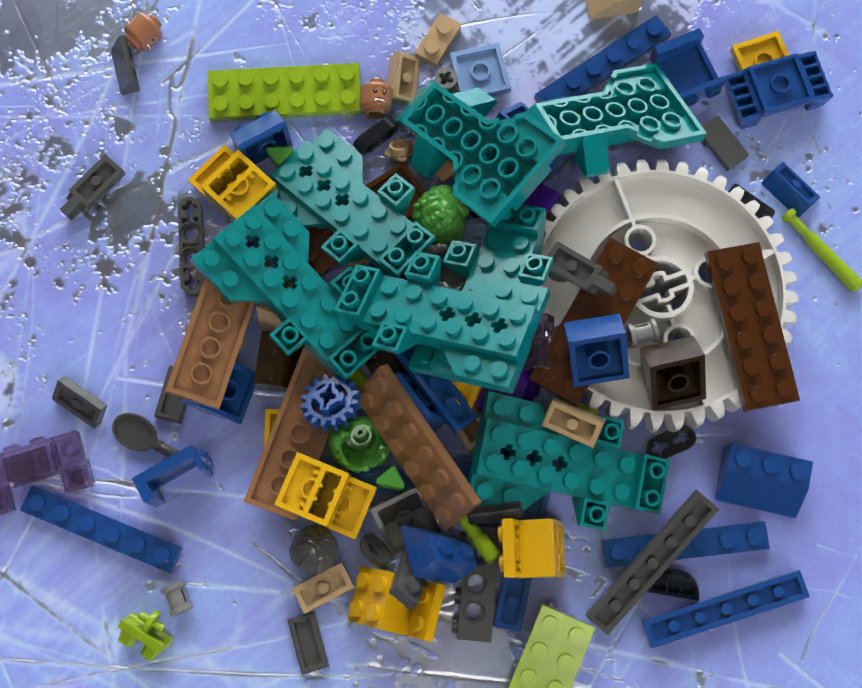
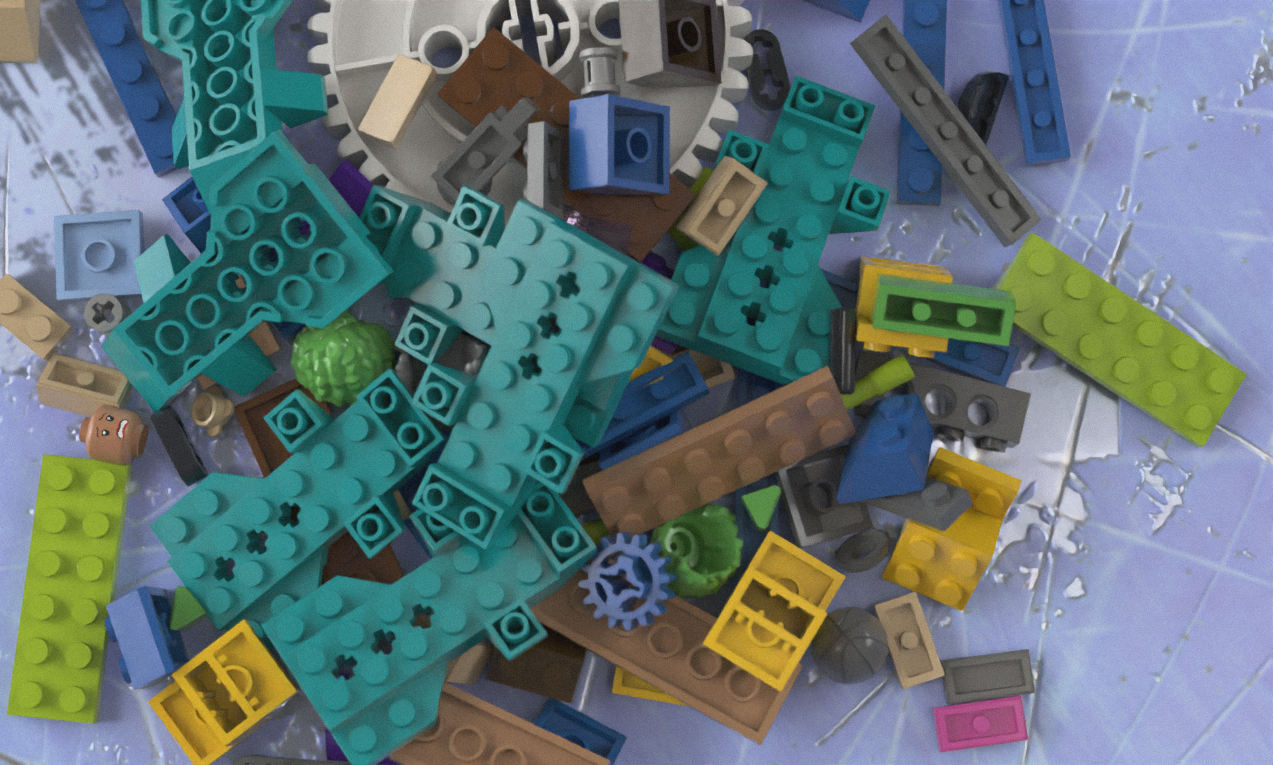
camera: 75 degrees left, 5 degrees up
(277, 641) = (980, 723): none -> dark pink plate
(530, 570) = (943, 309): none -> bright green brick
(572, 306) = (545, 167): none -> dark grey plate
(601, 217) = (397, 101): none -> tan slope

